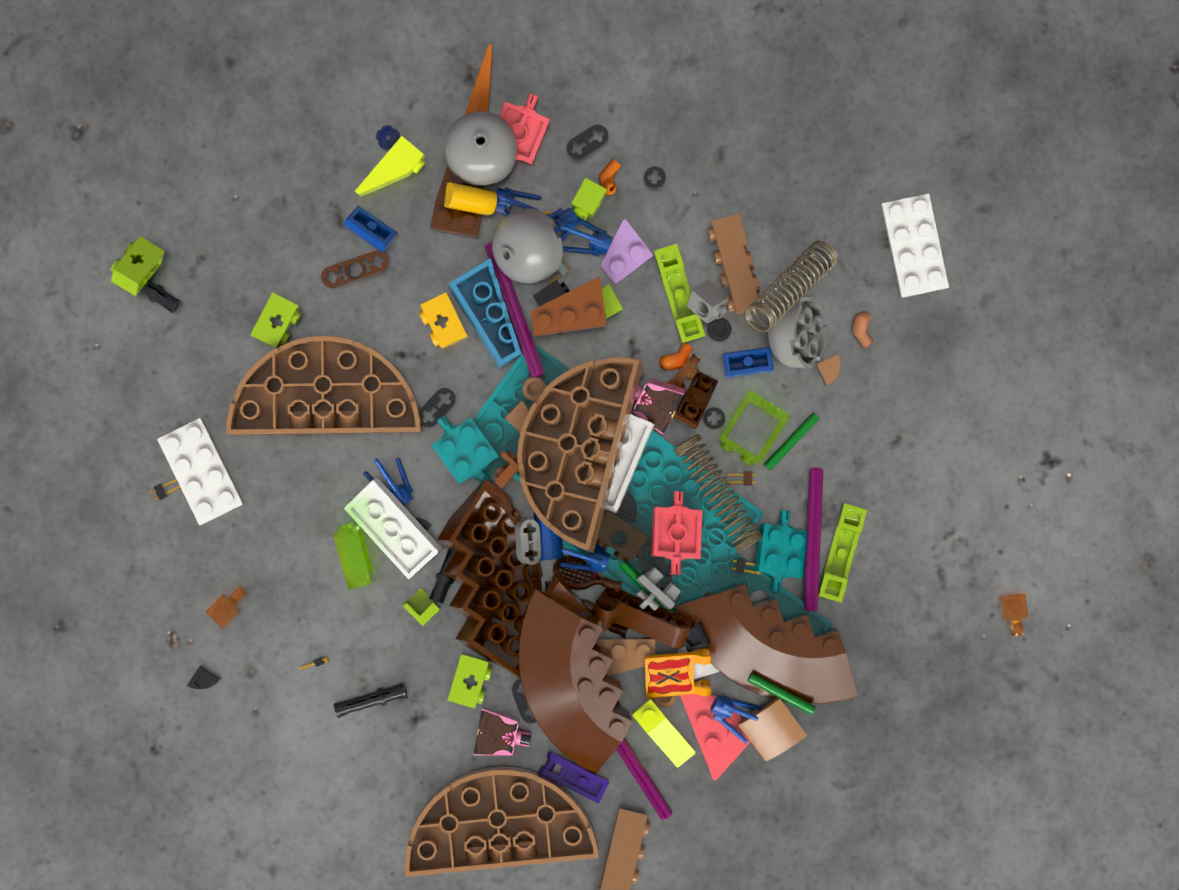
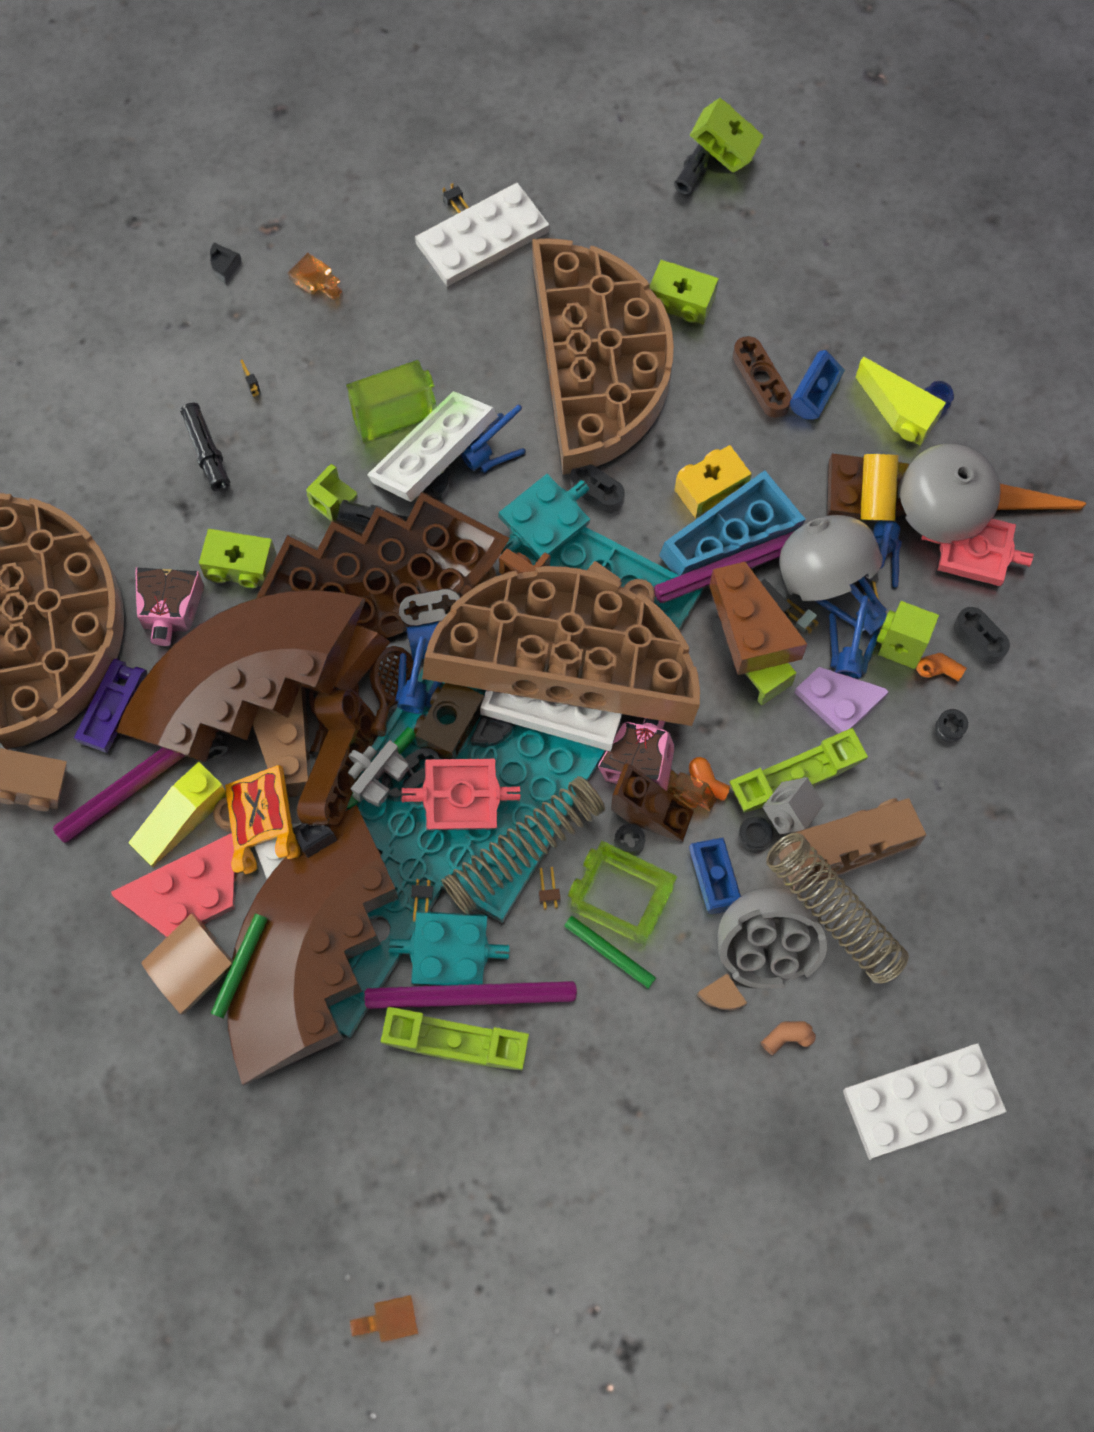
camera: 80 degrees right, 20 degrees down
(725, 706) = (214, 888): blue plant -> none

